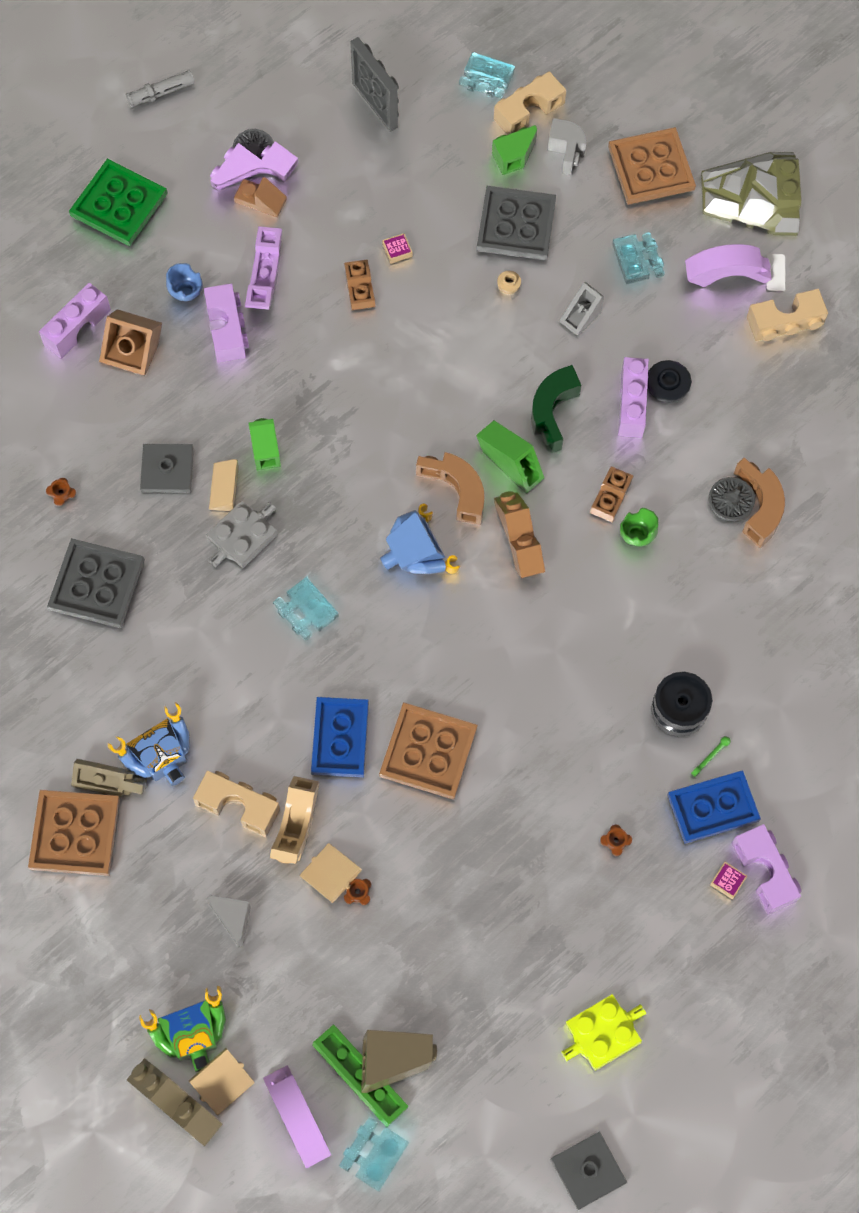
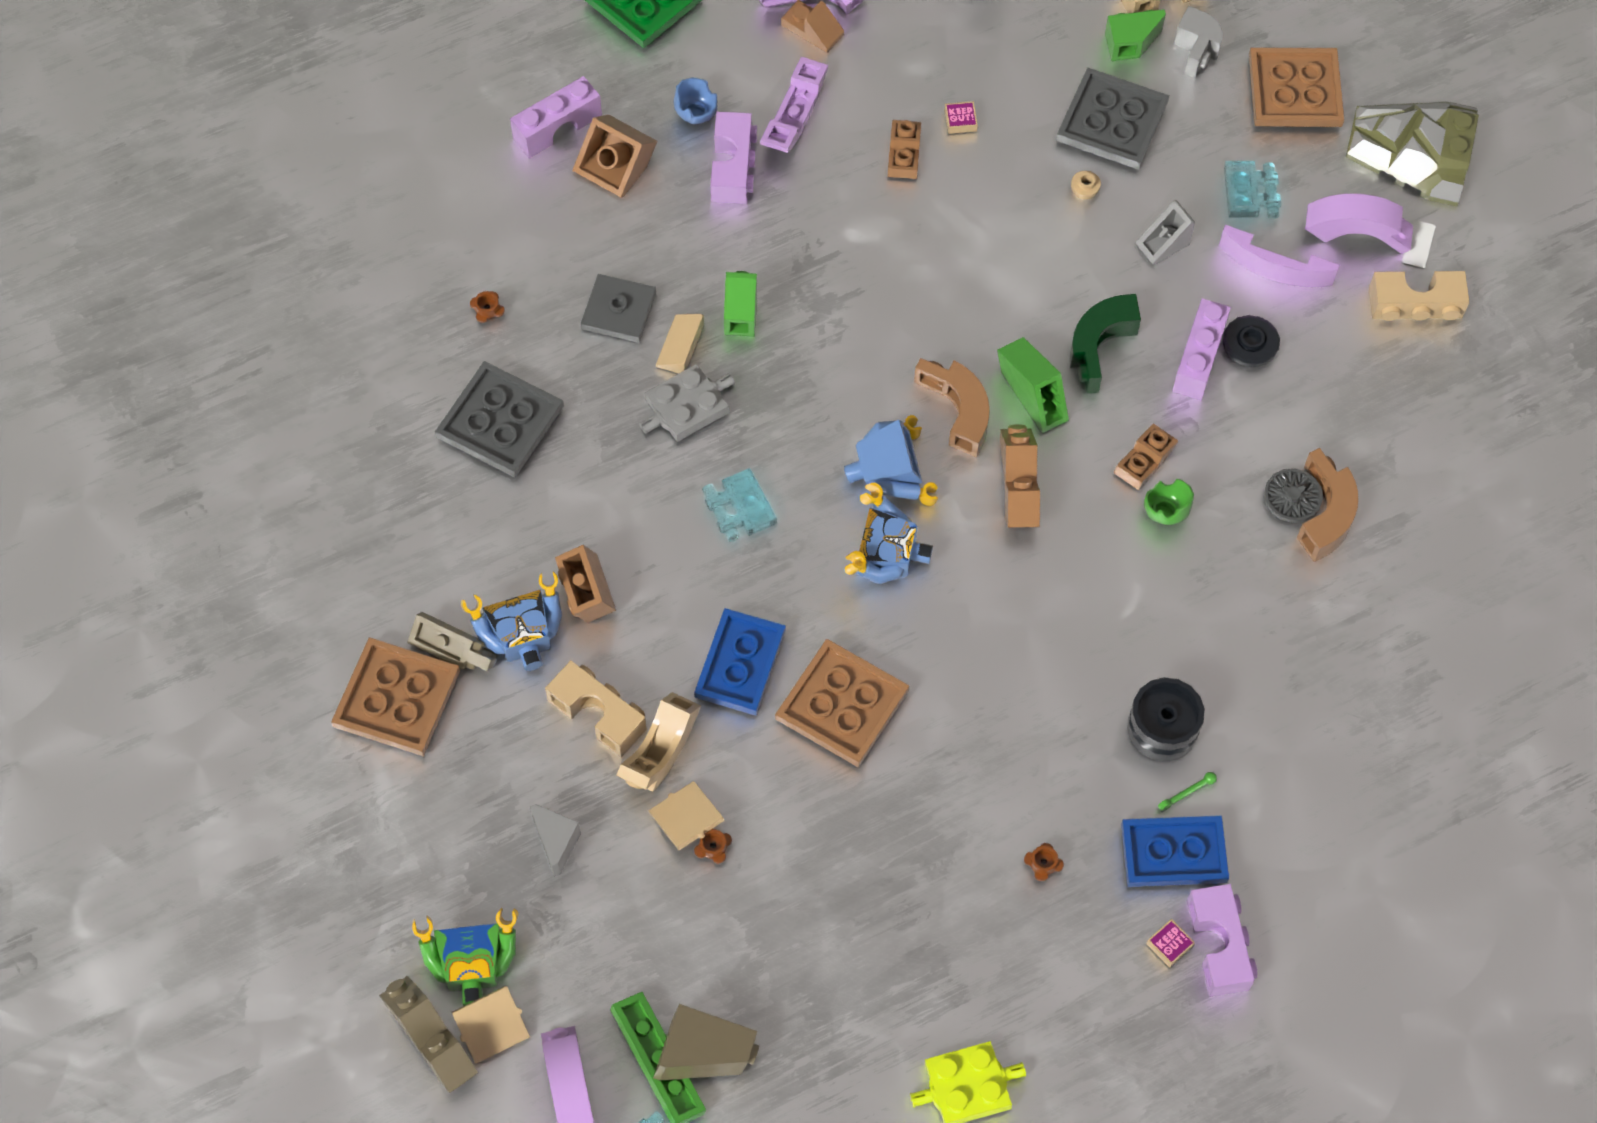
camera: 15 degrees right, 5 degrees down
(201, 704) = (584, 584): none -> medium nougat brick
(430, 612) = (886, 541): none -> torso
(673, 317) = (1276, 266): none -> lavender slope

